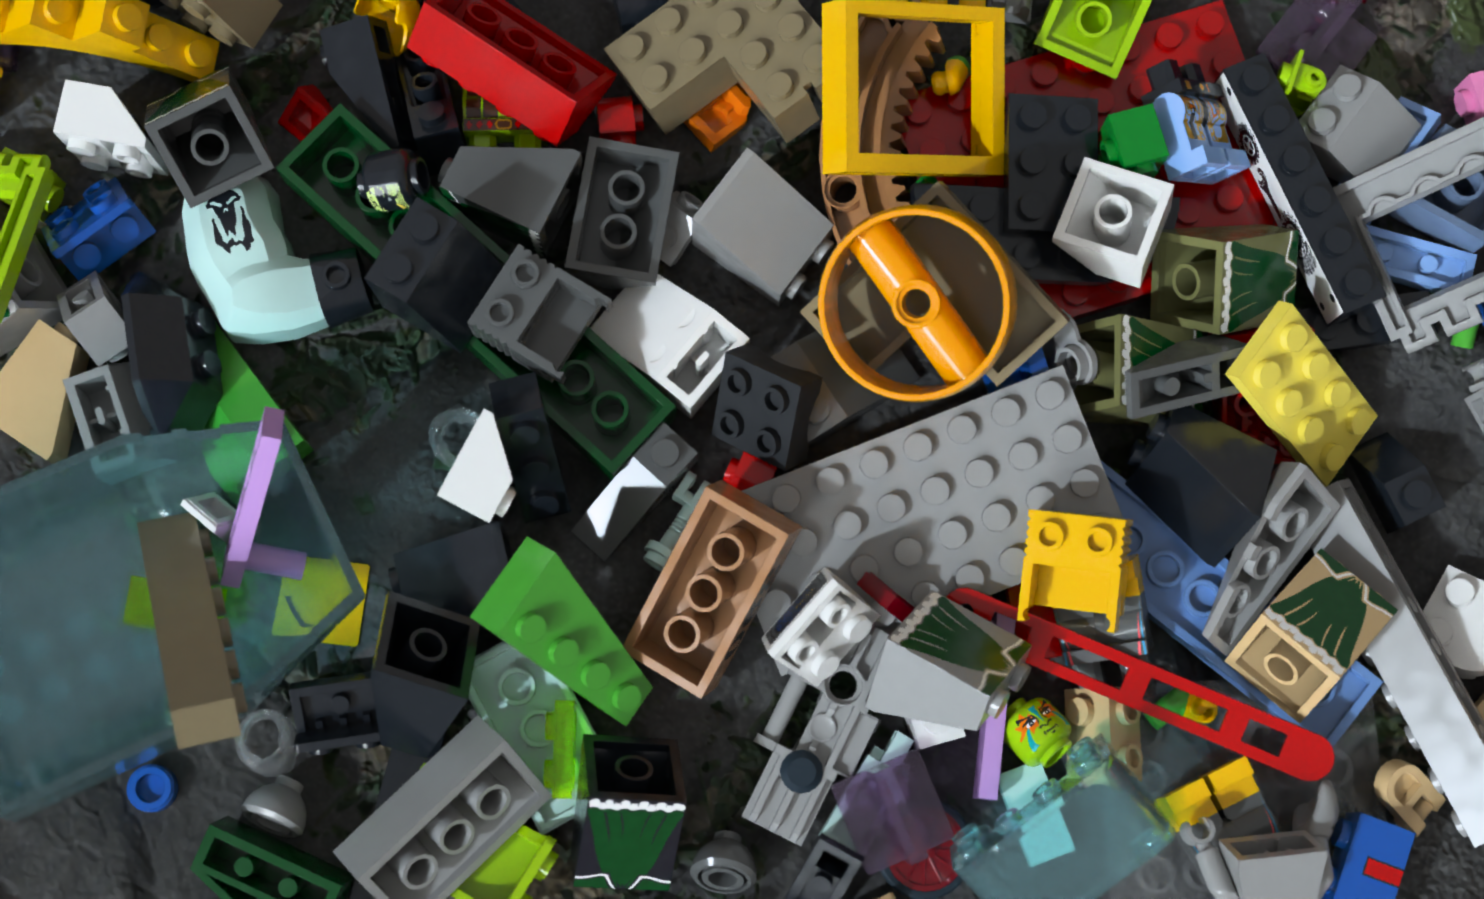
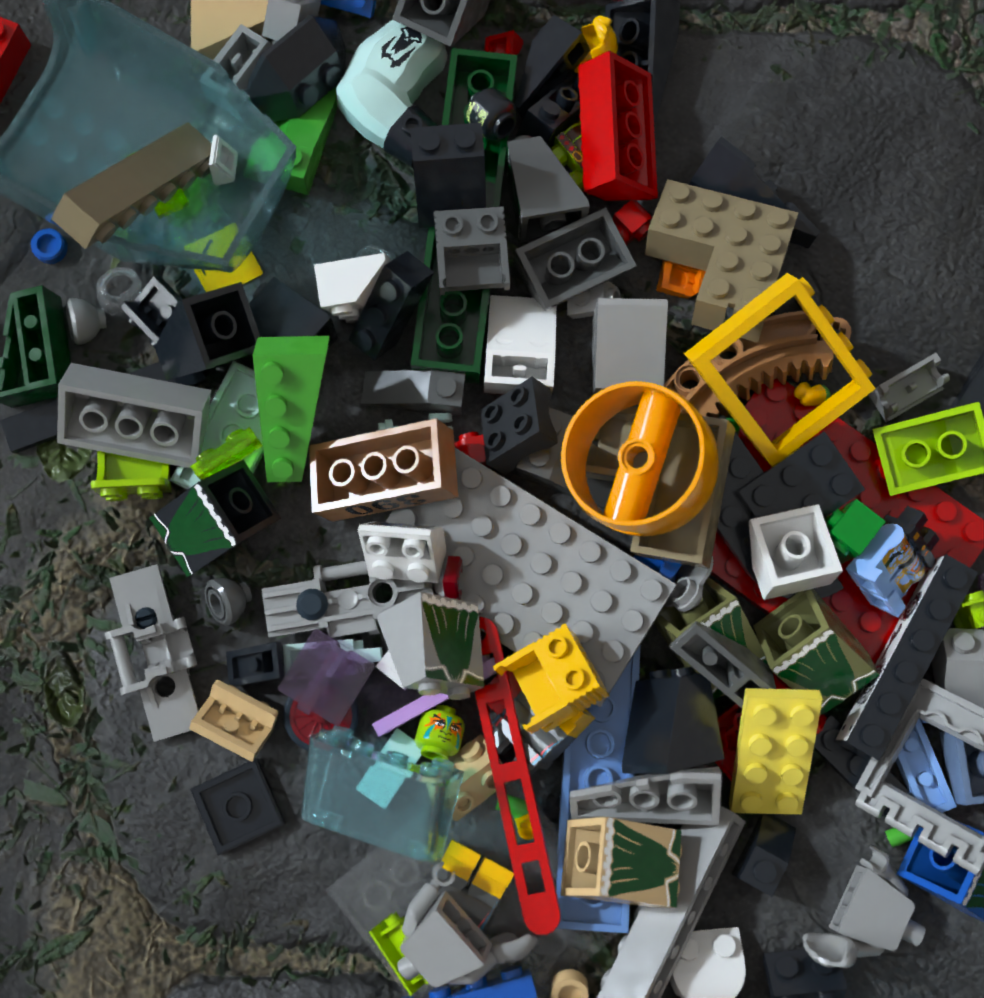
camera: 55 degrees right, 0 degrees up
(241, 551) = (211, 185): lavender piece -> none

